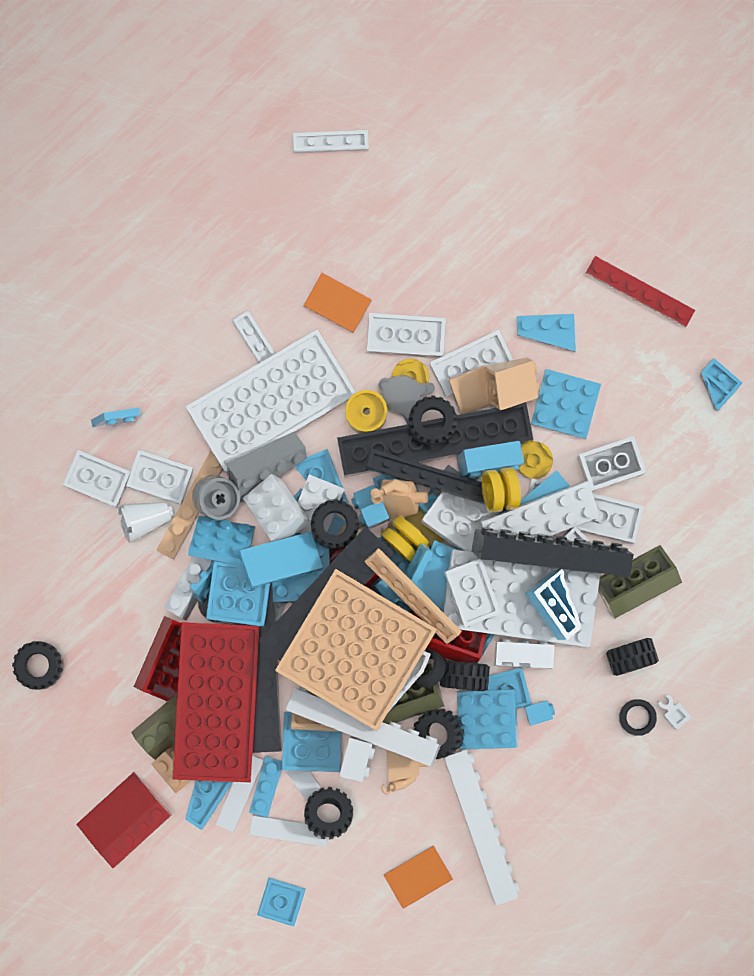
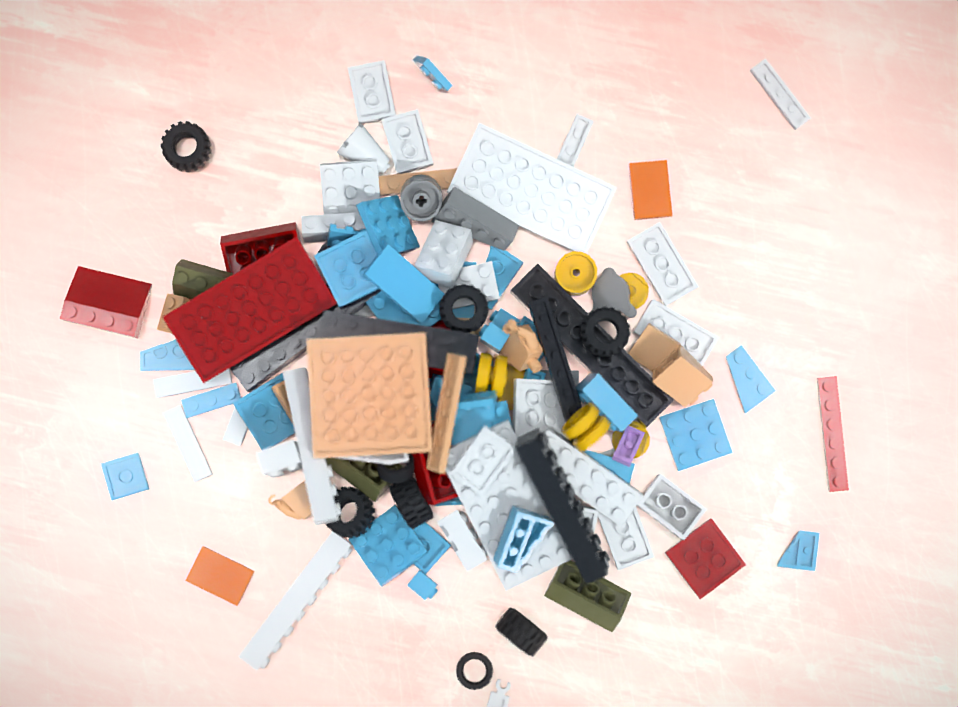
camera: 55 degrees right, 0 degrees up
(165, 550) = (348, 185): none -> white plate
(333, 797) = (210, 477): black tyre -> none
(538, 465) = (628, 446): none -> lavender plate
(672, 465) = (705, 558): none -> red plate

